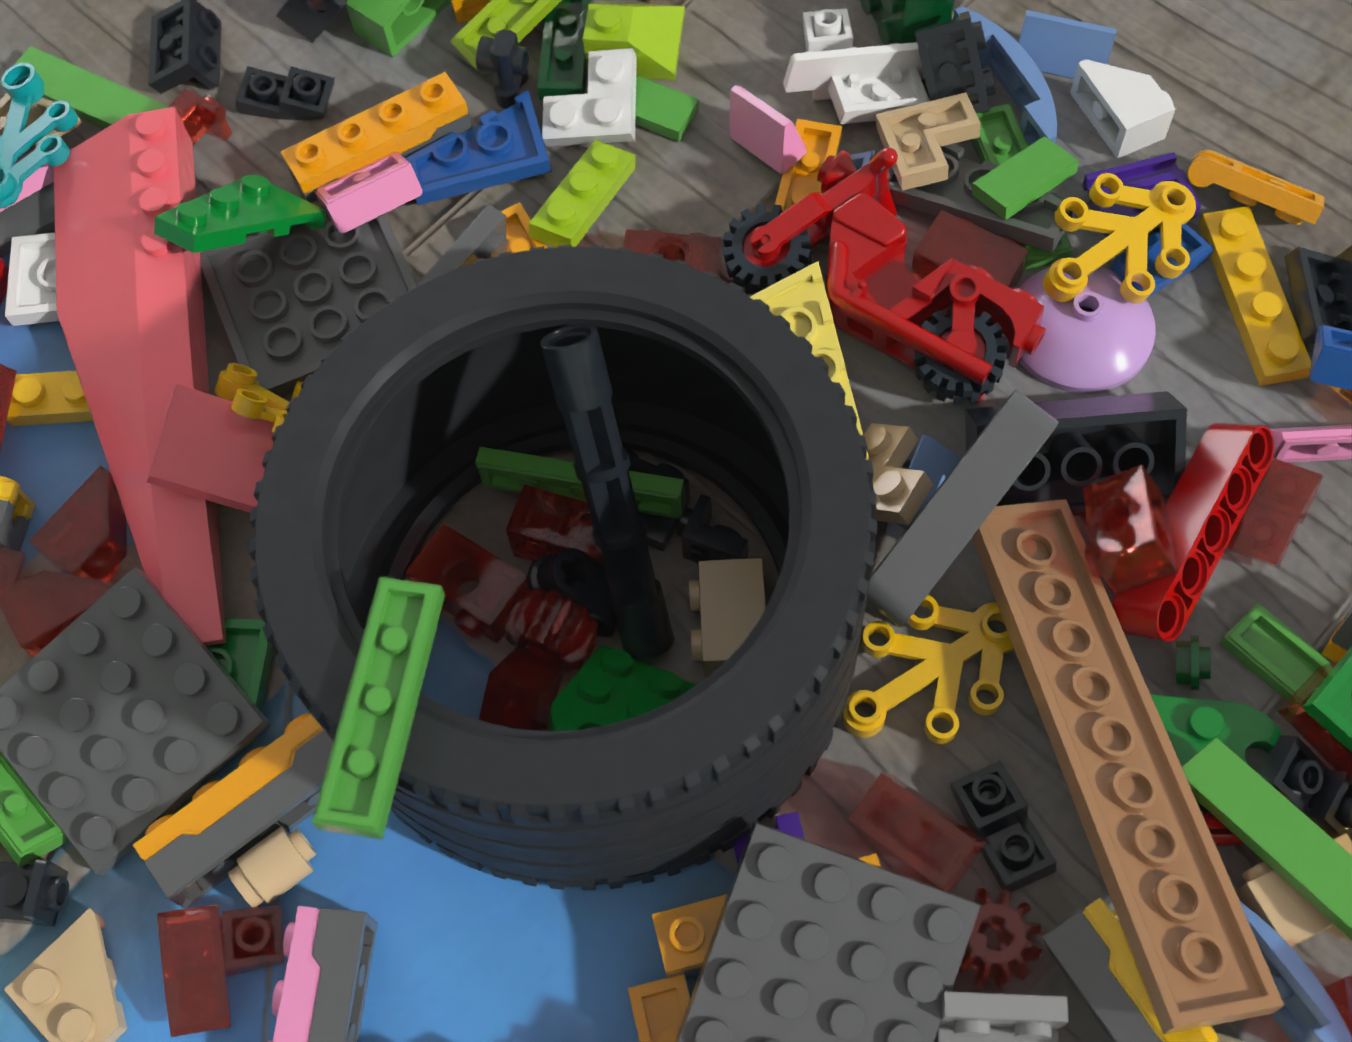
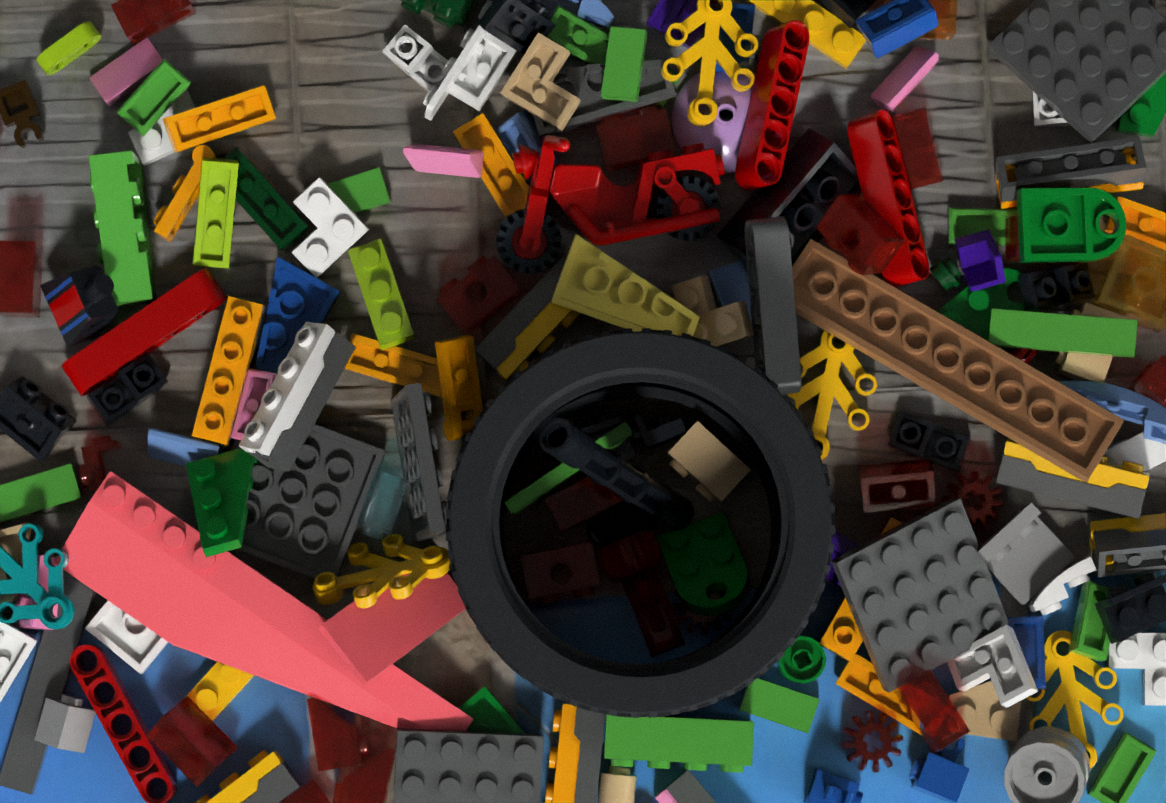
camera: 50 degrees left, 20 degrees up
(262, 159) = (179, 448): none -> medium blue slope
(352, 56) = (144, 331): none -> red beam
(379, 709) = (663, 685): bright green tile -> none
(399, 887) = (679, 740): none -> bright green brick
(405, 194) = (297, 396): none -> white piece
(506, 61) = (249, 253): black plate -> none
(544, 952) = (779, 704): none -> bright green tile
(615, 918) = (802, 661): none -> green wheel
(649, 29) = (294, 154): lime slope -> none
(1146, 335) = (775, 84): none -> red beam
(1248, 679) = (980, 260): none -> dark purple panel

